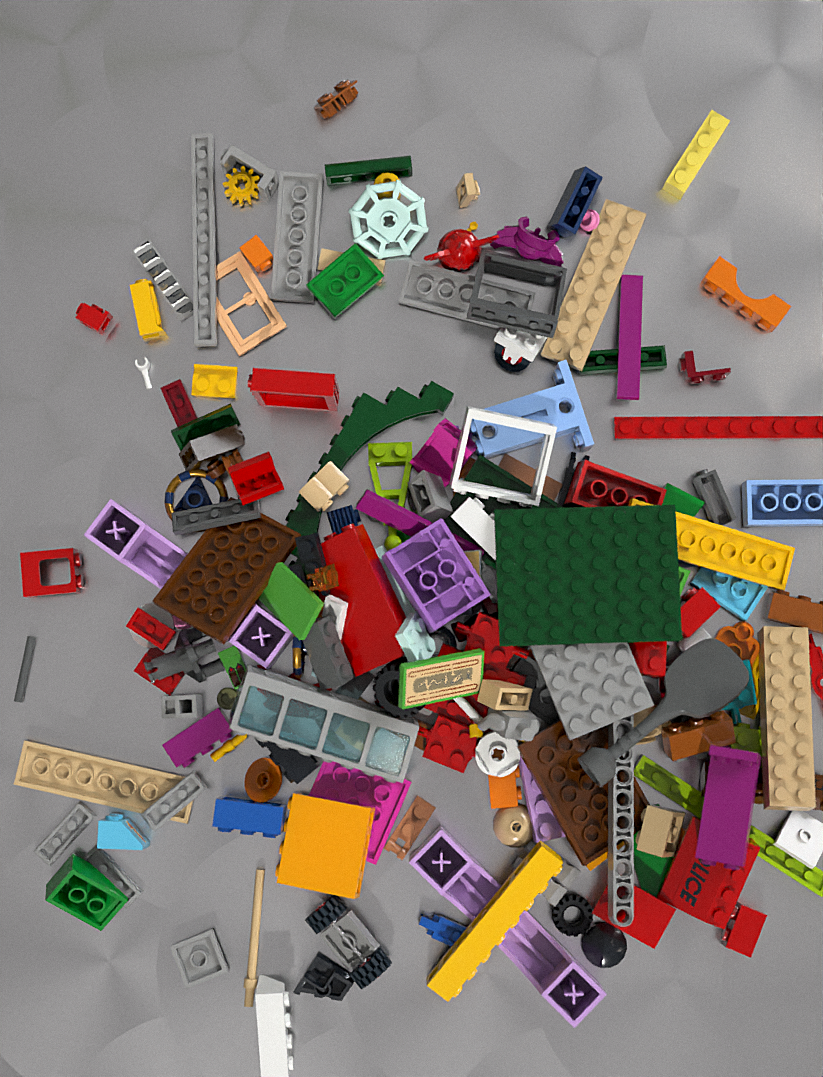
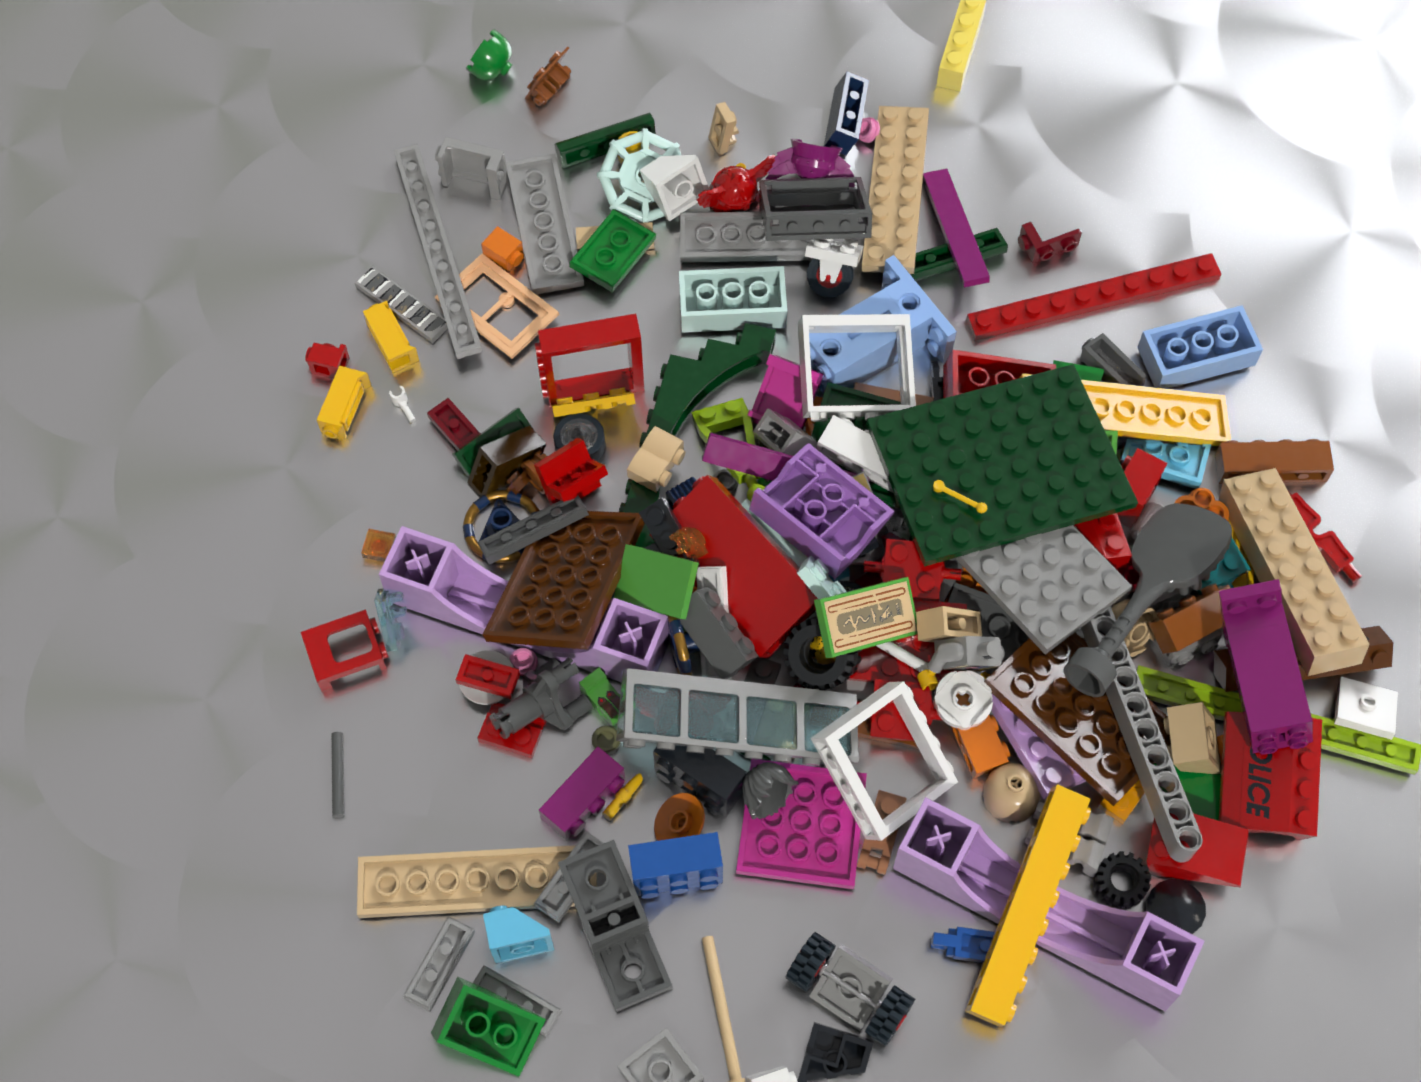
camera: 20 degrees left, 20 degrees down
(89, 561) = (388, 615): none -> clear light blue plate
(96, 359) = (342, 402): none -> yellow window
(97, 492) = (377, 544): none -> clear orange plate
(182, 706) = (557, 757): light grey brick -> none
(193, 847) = (615, 925): none -> dark grey bracket
(214, 381) = (489, 394): yellow plate -> none
(234, 189) = (466, 187): yellow gear -> none
(273, 432) = (584, 427): none -> wheel
(293, 65) = (491, 58): none -> green cylinder
(300, 418) = (590, 401): none -> yellow wing
(325, 845) = (782, 875): light orange panel -> none
(330, 779) = (766, 789): none -> dark grey hair
(407, 756) = (849, 783): none -> white window
(410, 236) = (674, 183): none -> white slope
(428, 354) = (731, 298): none -> light aqua brick
(530, 588) = (939, 486): none -> yellow hinge
(743, 929) = (1339, 837): red brick -> none
(766, 311) = (1093, 169): orange arch -> none

